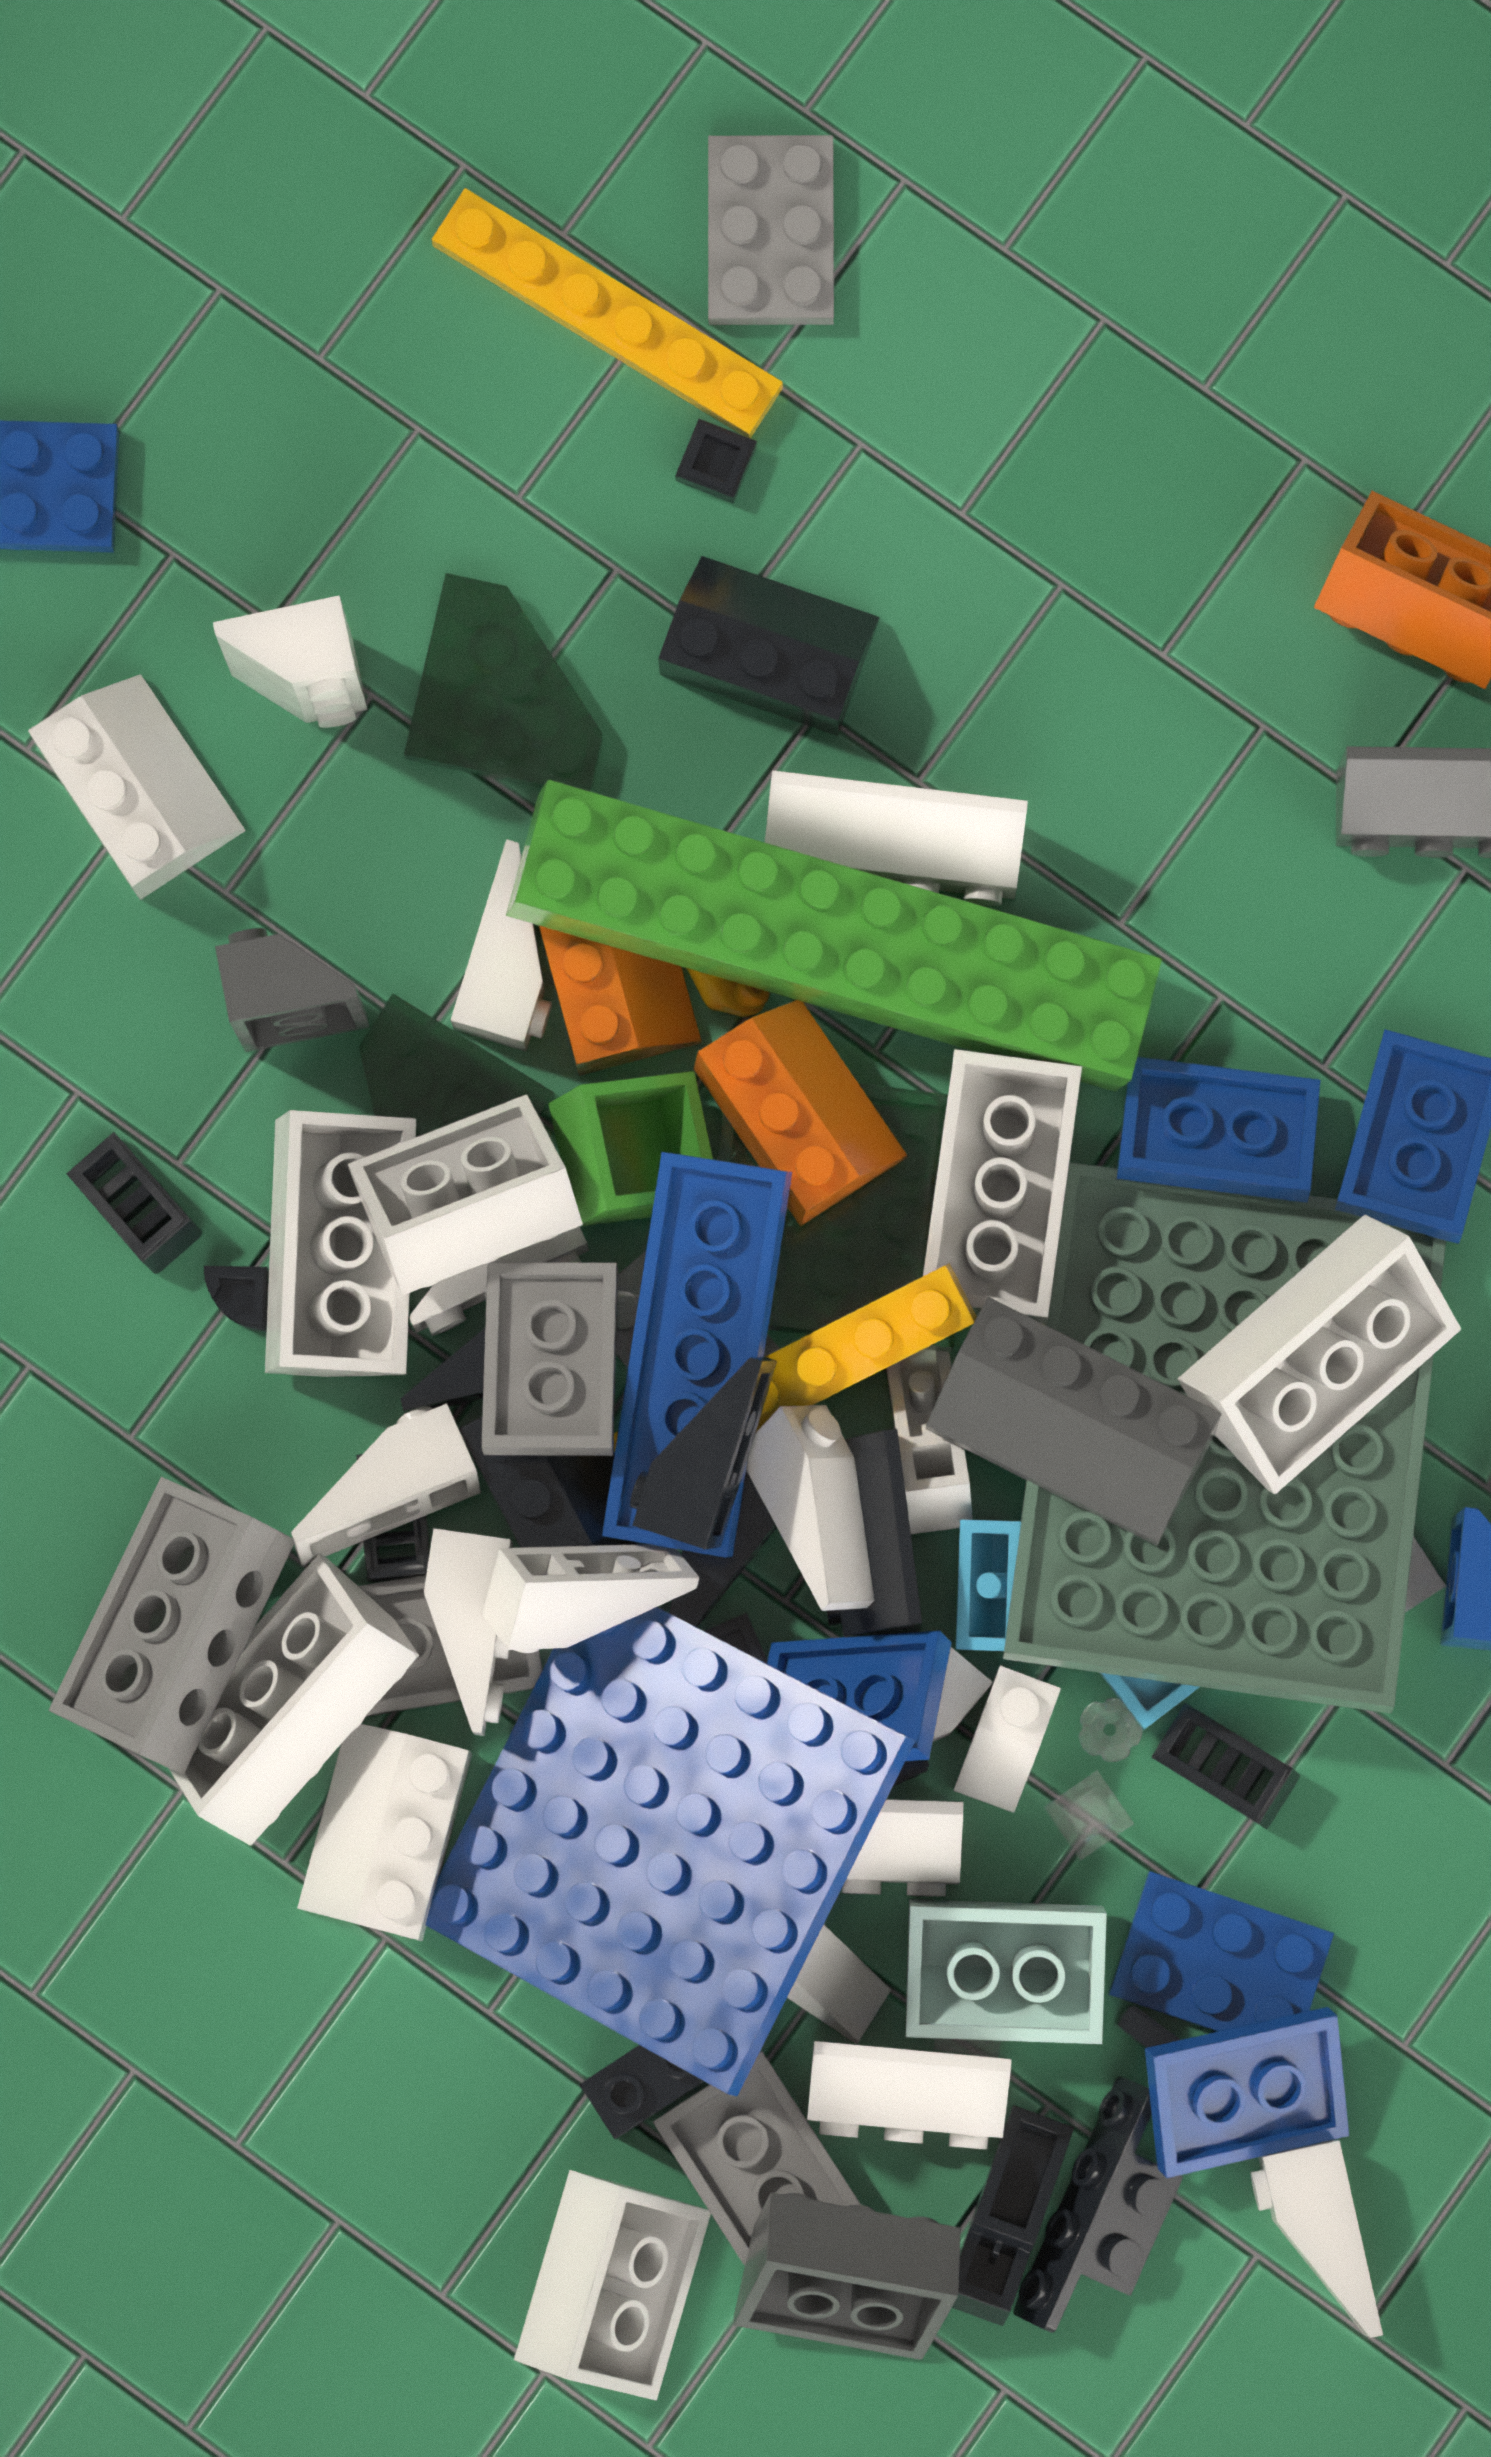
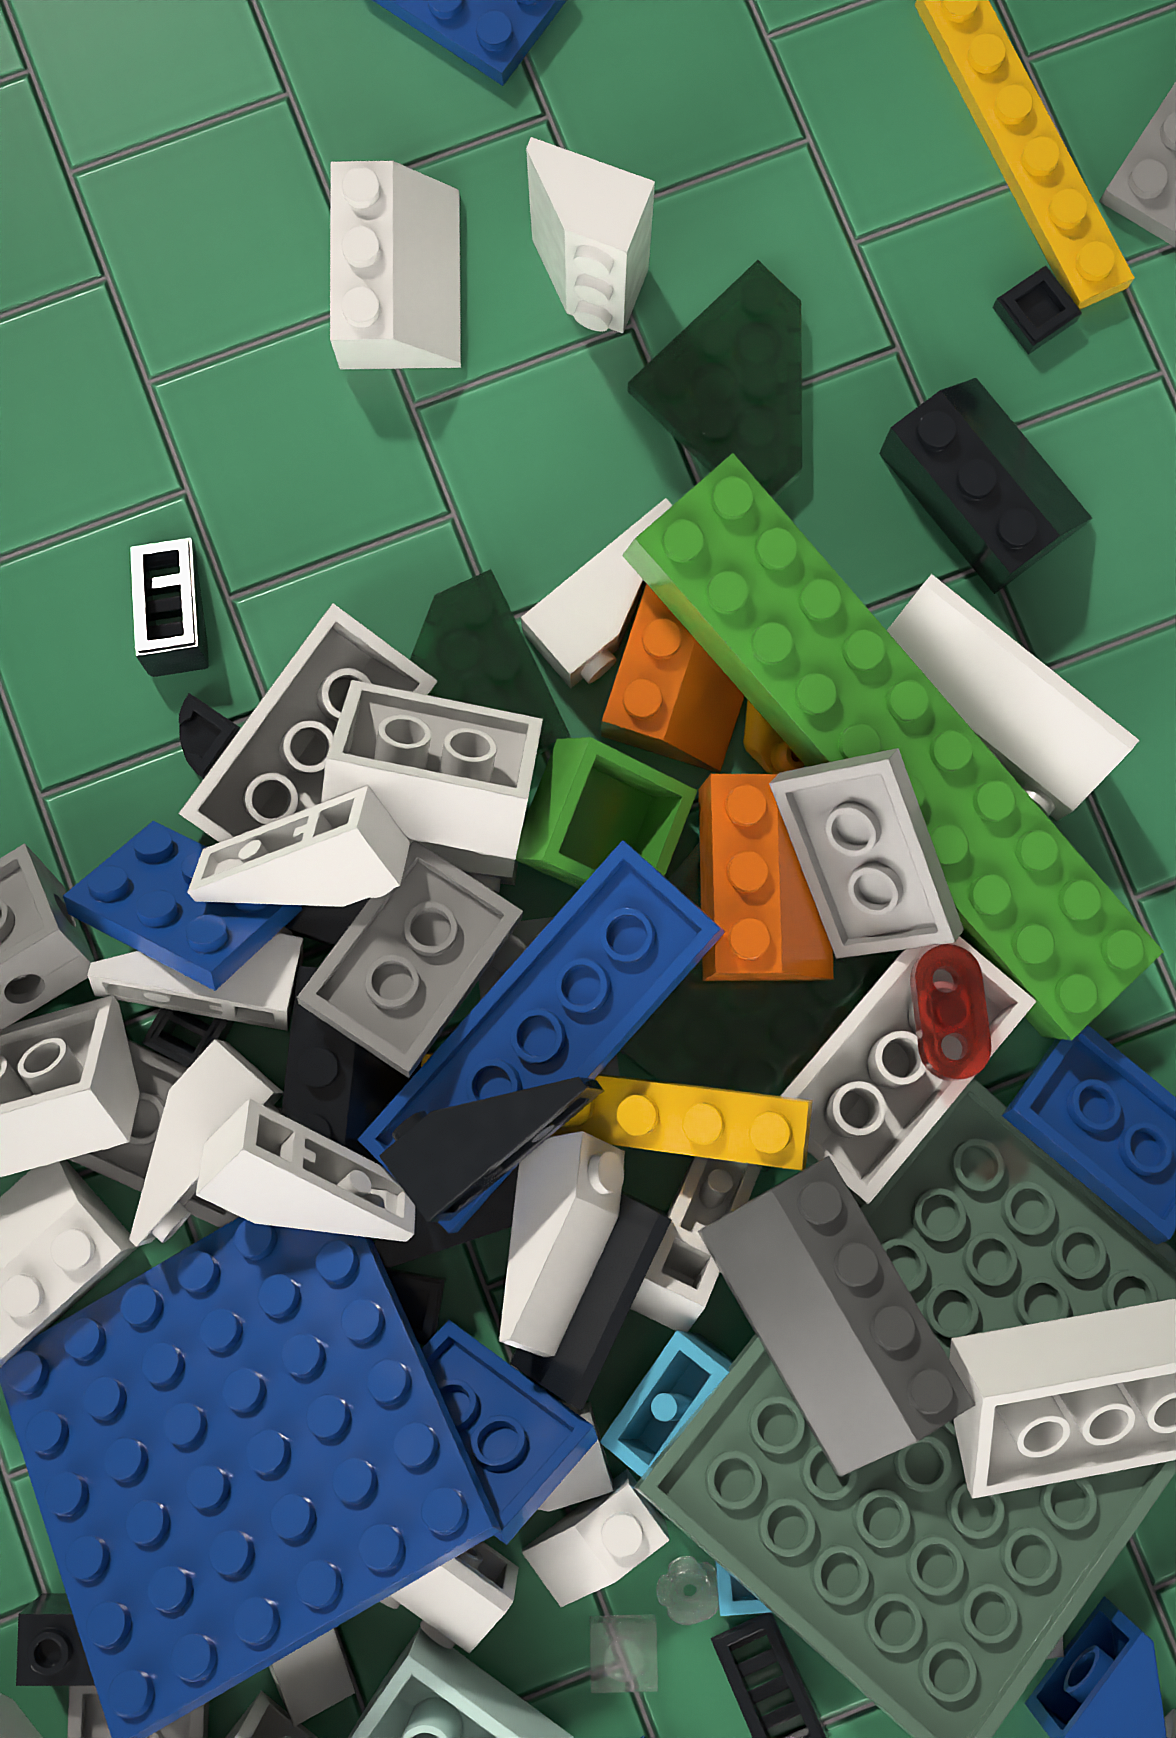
camera: 30 degrees right, 0 degrees up
(283, 993) = (386, 498): dark grey slope -> none
(329, 1439) = (146, 904): none -> blue plate
(417, 1329) = (309, 858): none -> white slope
(866, 1037) = (867, 855): none -> light grey plate
(1016, 1122) = (955, 1013): none -> clear red plate

